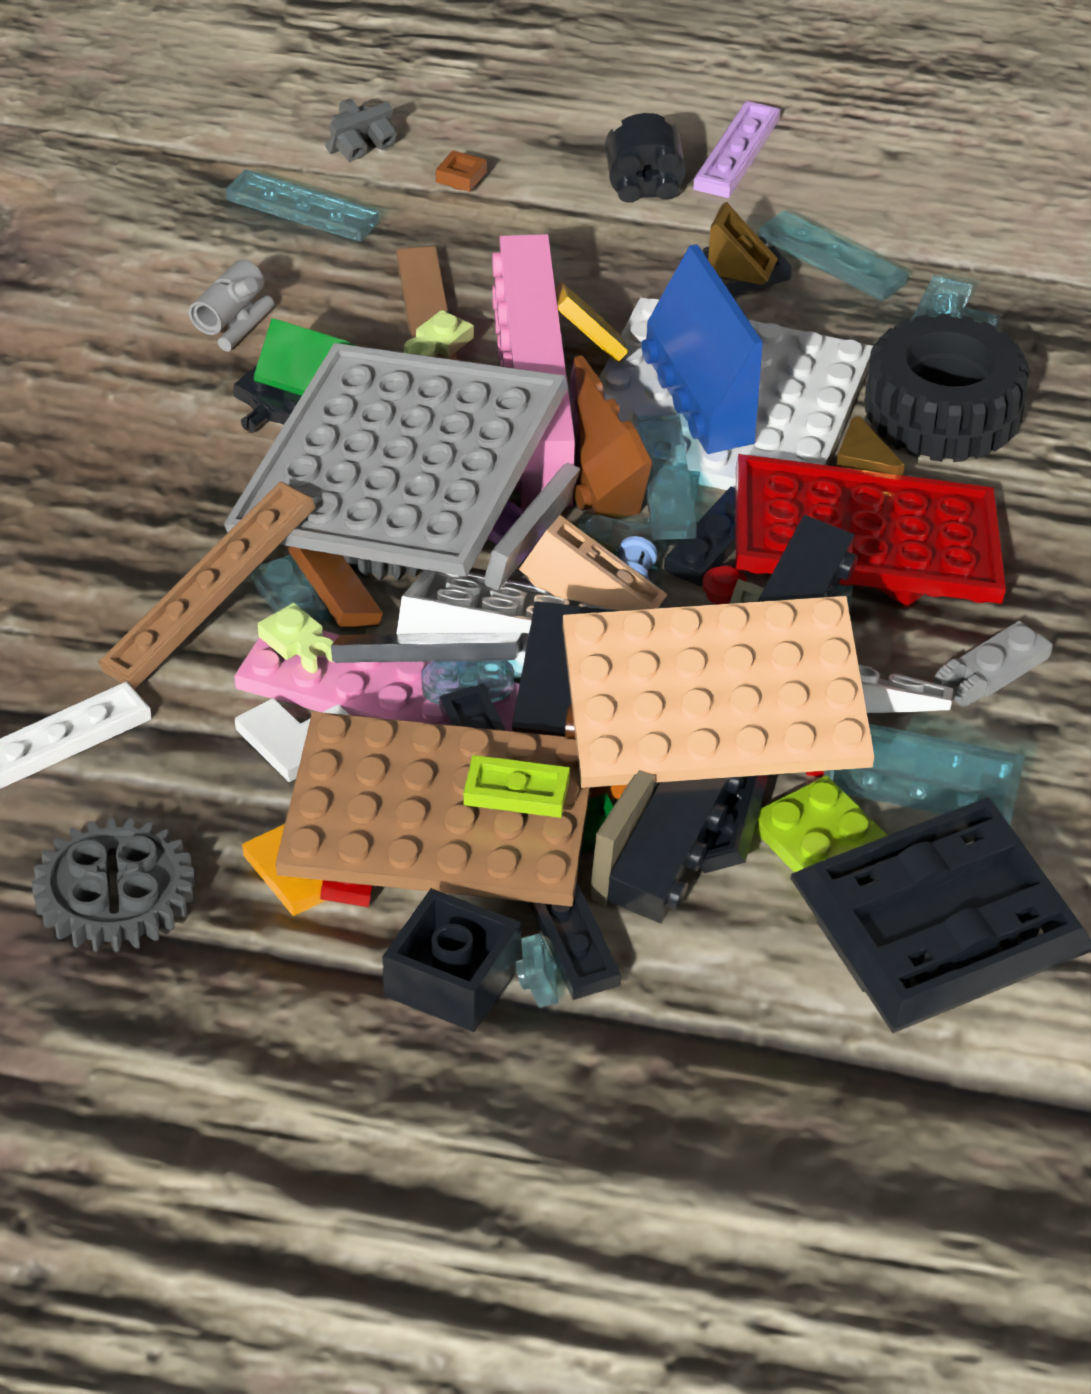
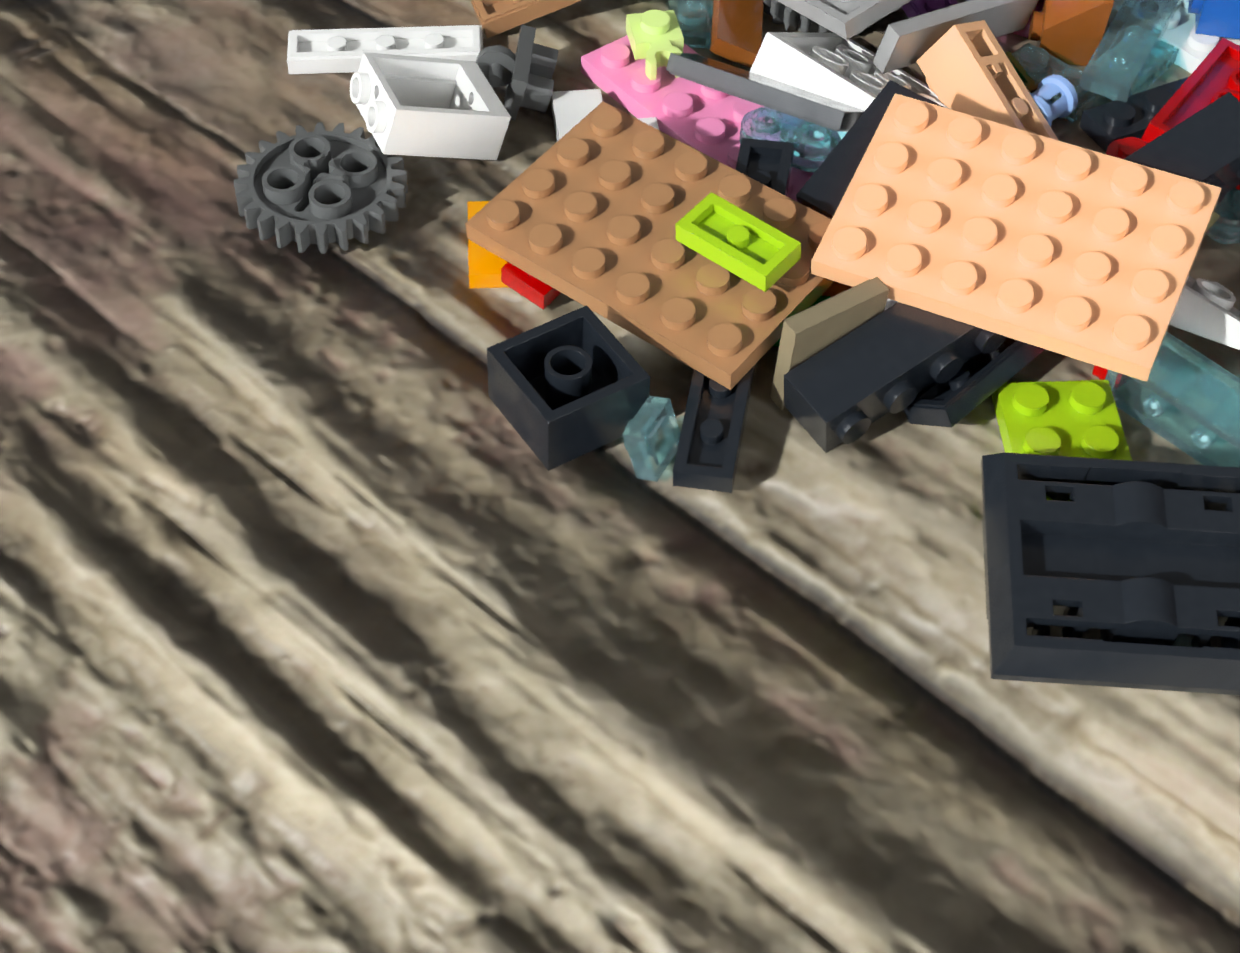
camera: 30 degrees right, 5 degrees up
(199, 713) = (524, 74): none -> dark grey hips
(199, 780) = (429, 107): none -> white window

